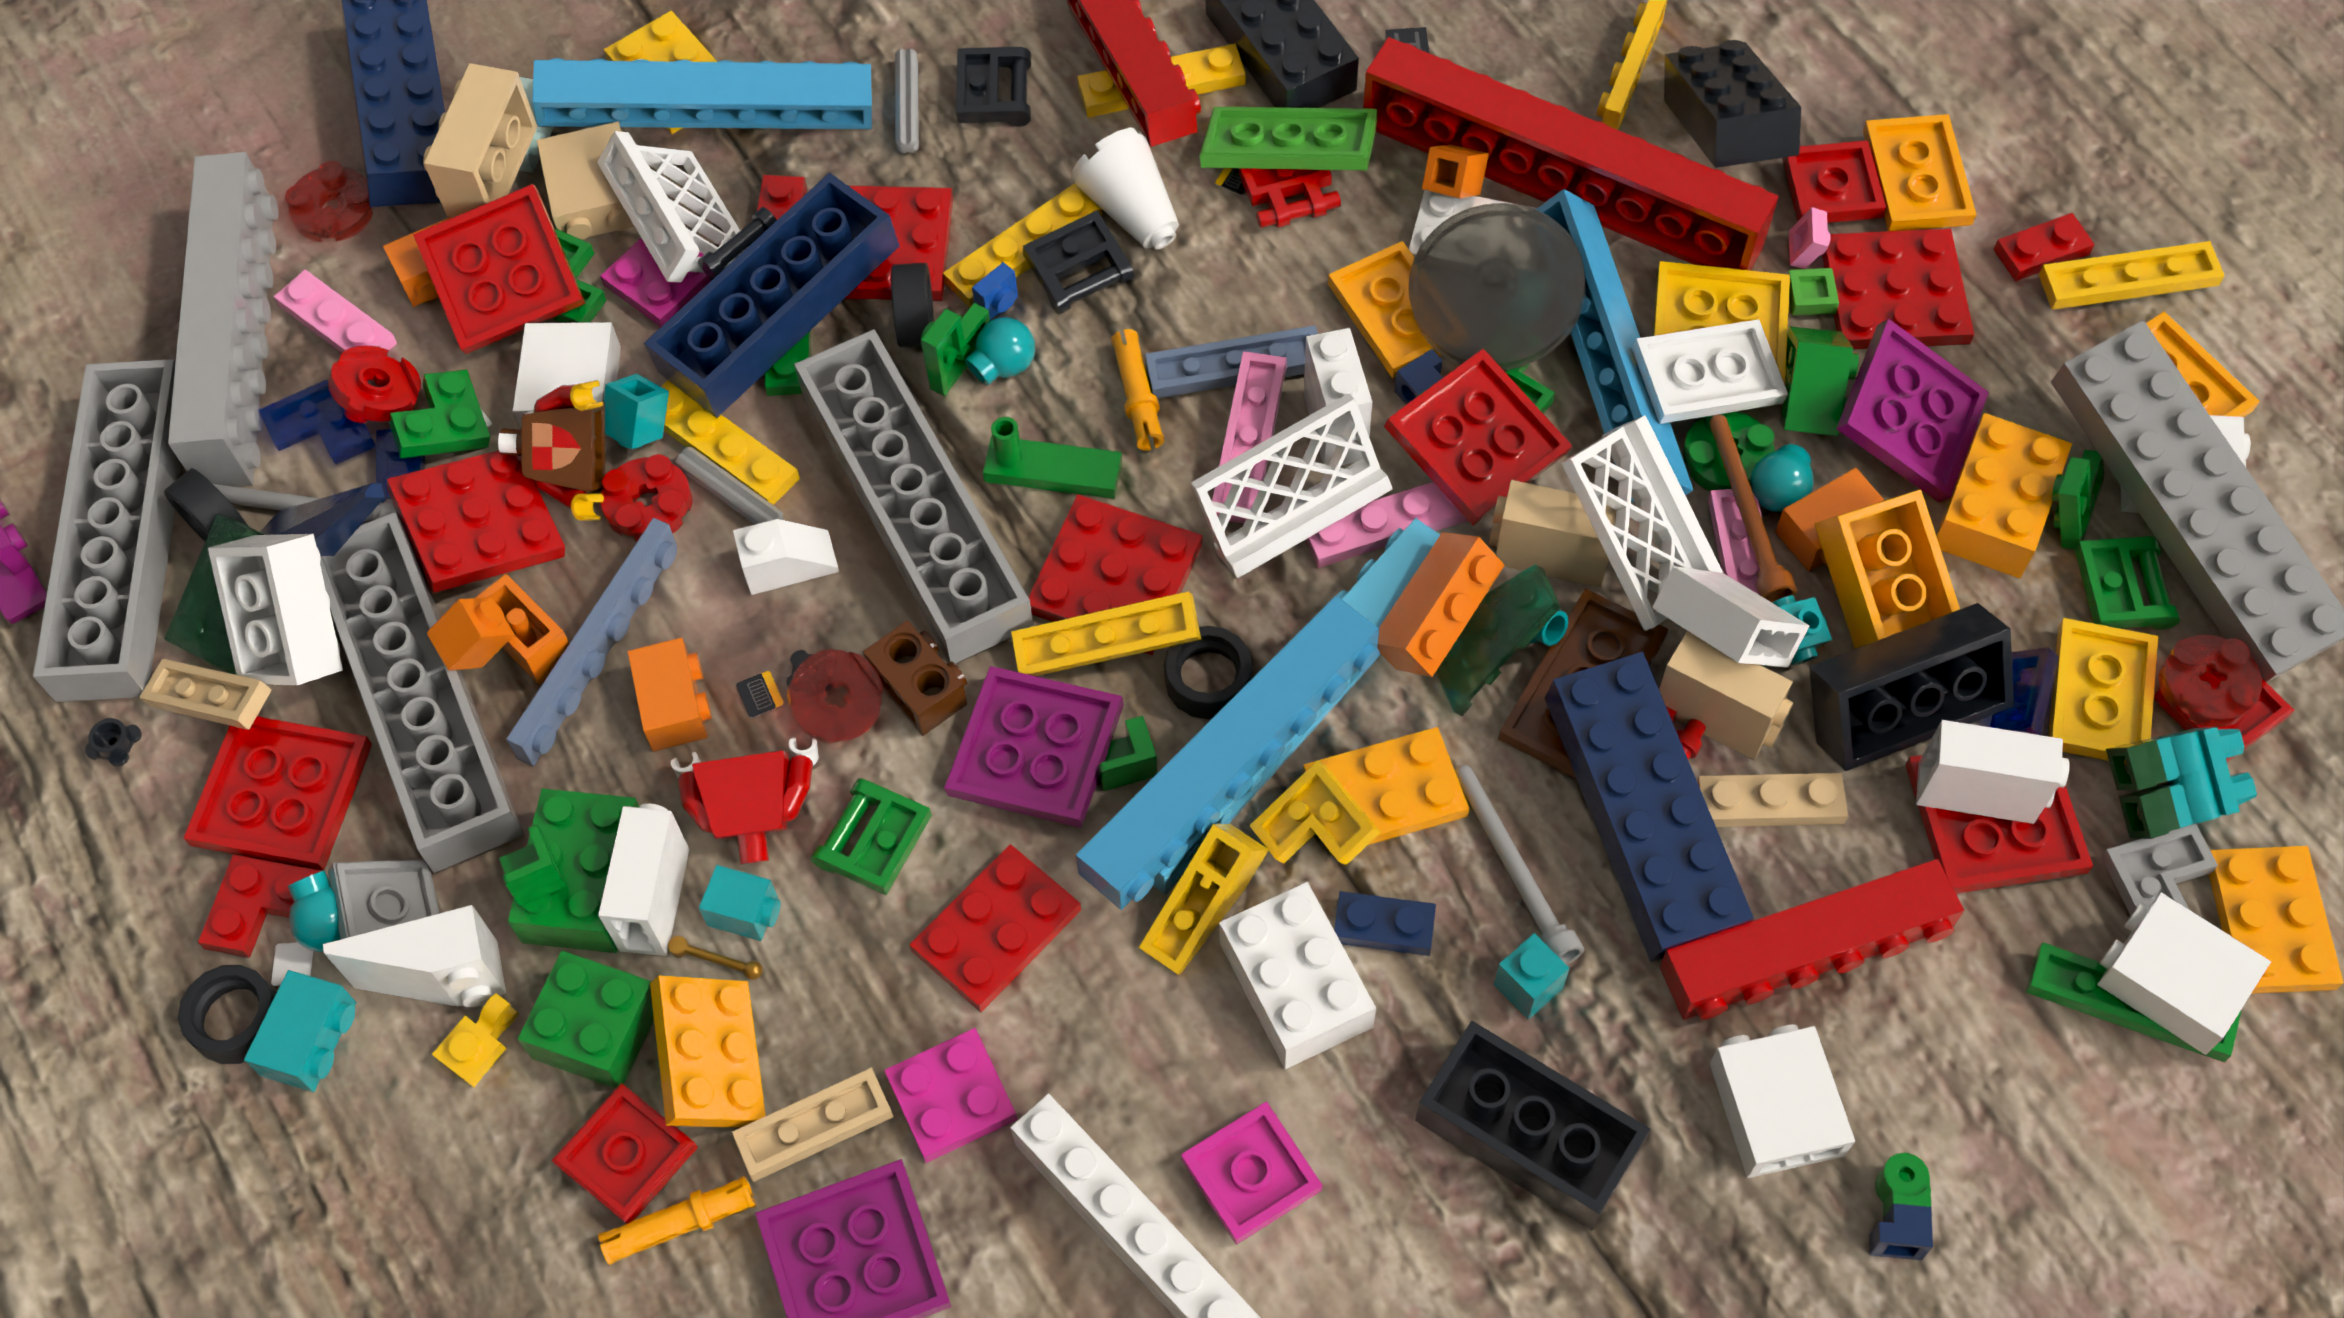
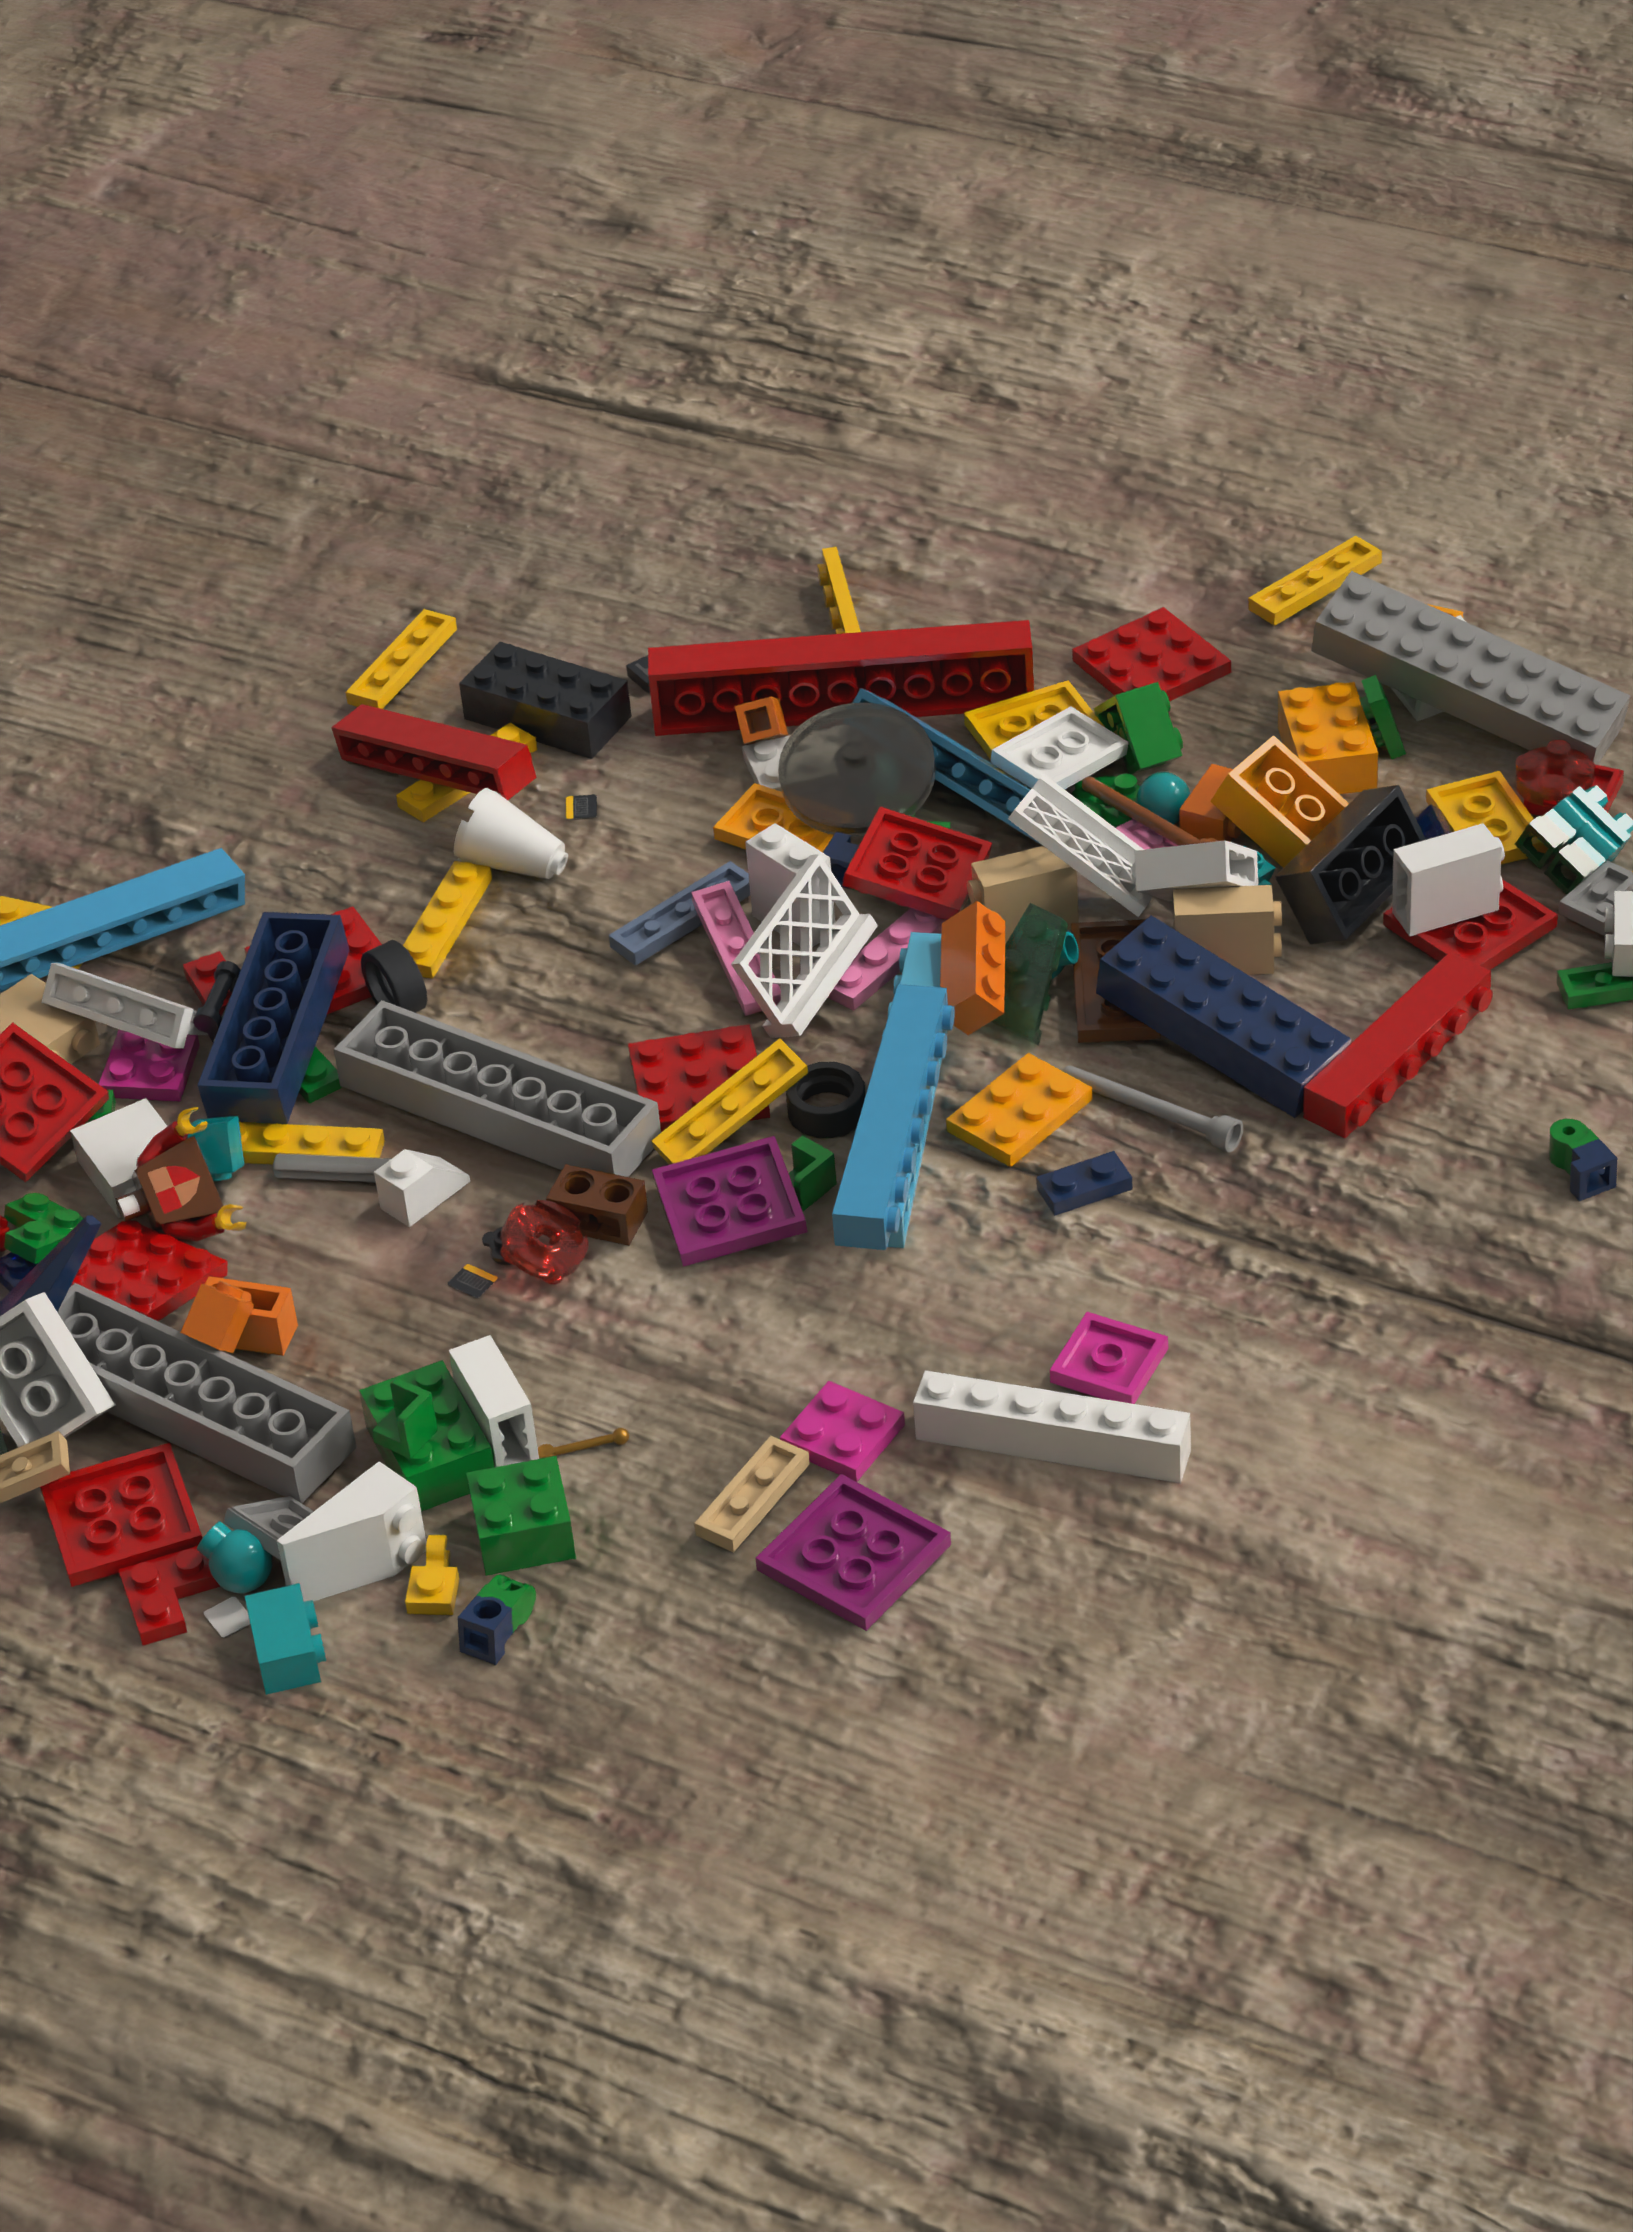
camera: 30 degrees left, 20 degrees down
(204, 993) = (216, 1686): black tyre -> none
(493, 1124) = (494, 1617): none -> dark blue leg
(588, 649) = (310, 1288): sand blue plate -> none
(624, 1154) = (618, 1582): red plate -> none
(643, 476) = (265, 1187): red plate -> none
(666, 1224) = (708, 1584): light orange pin -> none
(668, 694) = (402, 1305): orange brick -> none
(707, 1052) = (633, 1482): light orange plate -> none
(740, 903) = (578, 1396): teal brick -> none
(747, 795) = (529, 1326): red torso -> none
(883, 843) = (660, 1313): green plate -> none
(906, 101) = (262, 870): light grey axle -> none
(949, 343) = (449, 985): green plate -> none
(979, 85) = (321, 836): black plate -> none
(995, 927) = (790, 1323): red plate -> none
(996, 290) = (451, 951): blue plate -> none
(1002, 350) = (488, 984): teal piece -> none
(1049, 464) = (586, 1039): green piece -> none
(1072, 250) = (492, 898): black plate -> none
(1140, 403) = (629, 968): light orange pin -> none
(1203, 895) = (937, 1221): yellow slope -> none
(1277, 184) = (625, 784): red plate -> none
(1289, 138) = (610, 757): bright green tile -> none
(1296, 975) = (1047, 1233): white brick -> none
(1311, 807) = (978, 1128): yellow plate -> none
(1531, 976) = (1218, 1153): teal brick -> none
(1531, 1124) = (1290, 1228): black brick -> none
(1731, 104) = (943, 587): black brick -> none
(1775, 799) = (1320, 978): tan plate -> none
(1781, 1100) = (1451, 1140): white brick -> none
(1808, 238) = (1064, 654): bright pink plate -> none
(1813, 292) = (1094, 684): bright green plate -> none
(1835, 180) = (1056, 615): red plate -> none
(1913, 410) = (1220, 710): magenta plate -> none
(1920, 172) = (1112, 584): light orange plate -> none
(2043, 244) = (1231, 596): red plate -> none
(2113, 586) = (1452, 753): green plate -> none

